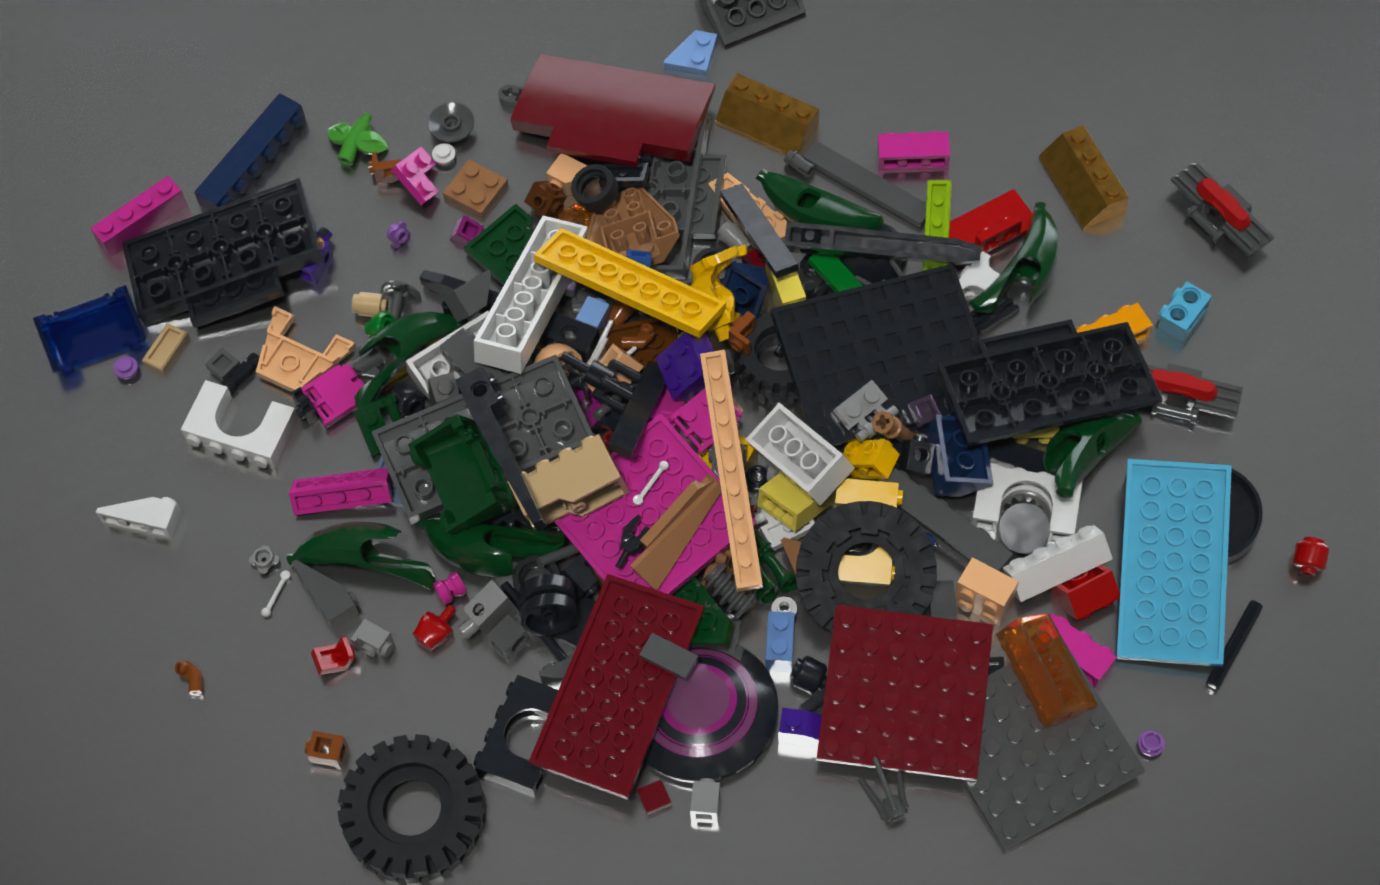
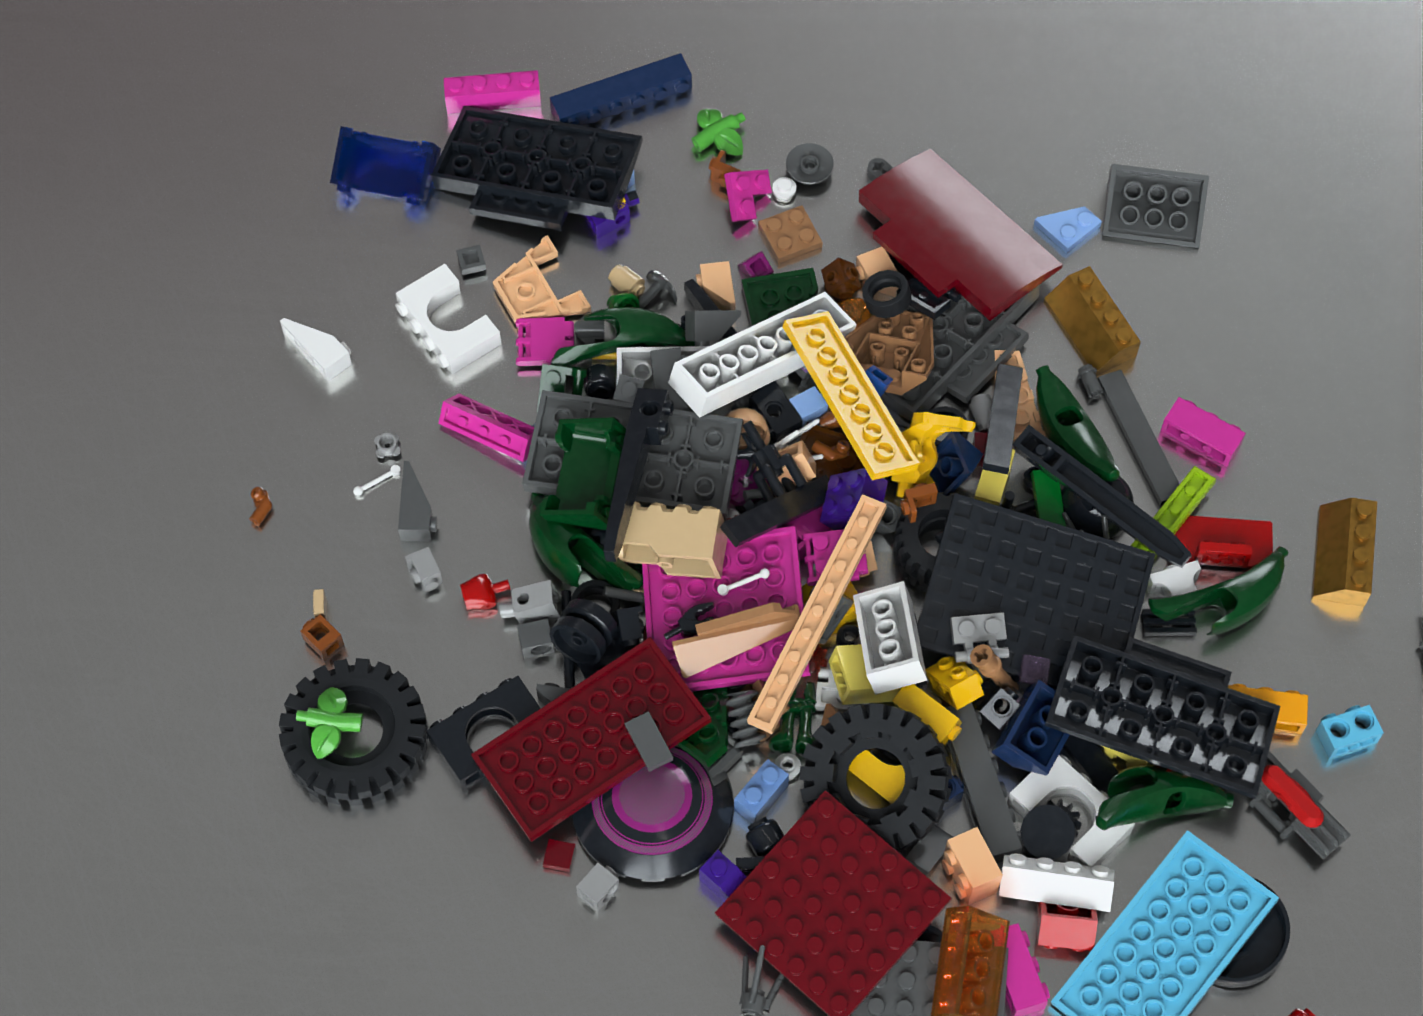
camera: 30 degrees right, 0 degrees up
(125, 367) = (392, 214): medium lavender plate -> none
(165, 348) = (436, 217): tan tile -> none
(241, 372) = (480, 275): black axle -> none
(303, 406) = (508, 336): black plate -> none
(304, 723) = (319, 603): none -> tan tile
(333, 657) = (382, 563): red bracket -> none
(353, 545) = (465, 473): dark green piece -> none
(391, 811) = (329, 721): none -> bright green plant
(398, 234) = (695, 234): medium lavender plate -> none
(447, 260) = (717, 283): none -> light nougat slope
(450, 588) = (518, 566): dark pink wheel -> none

